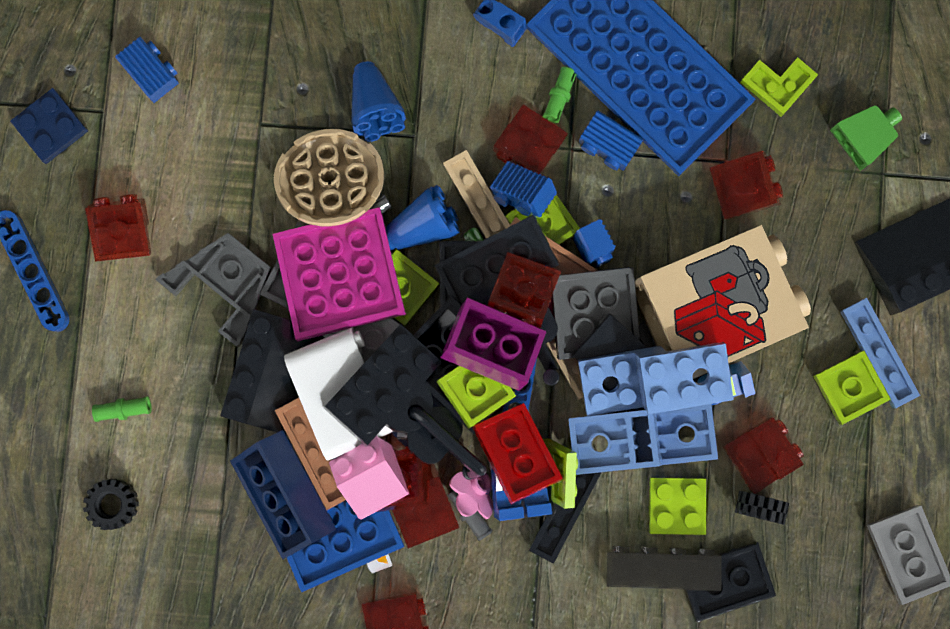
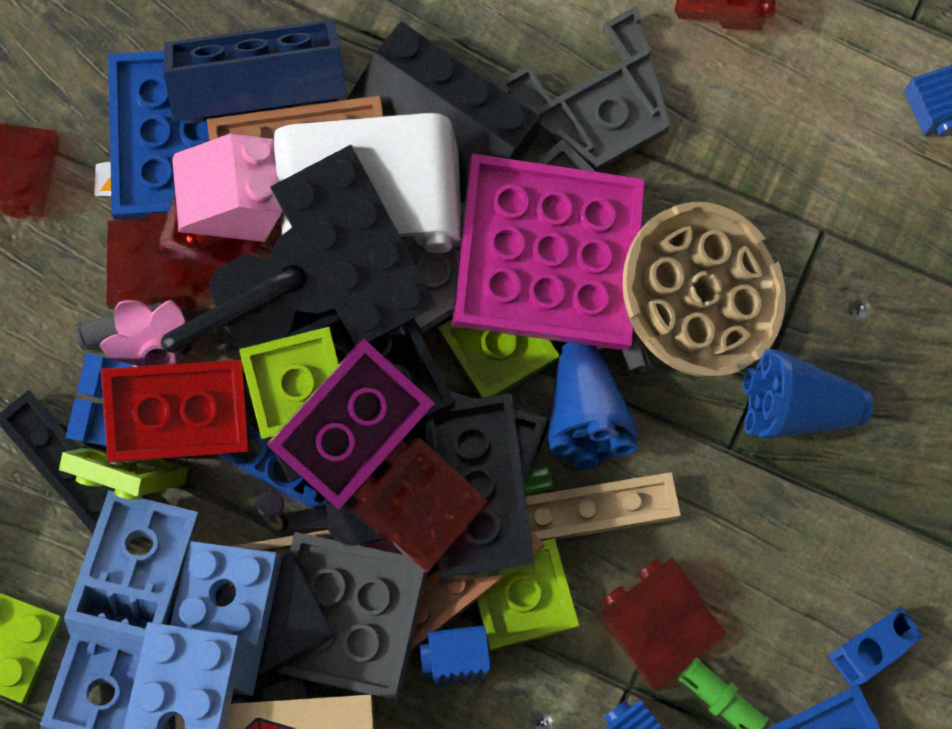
camera: 105 degrees right, 10 degrees down
(523, 189) = (584, 577): blue brick -> none

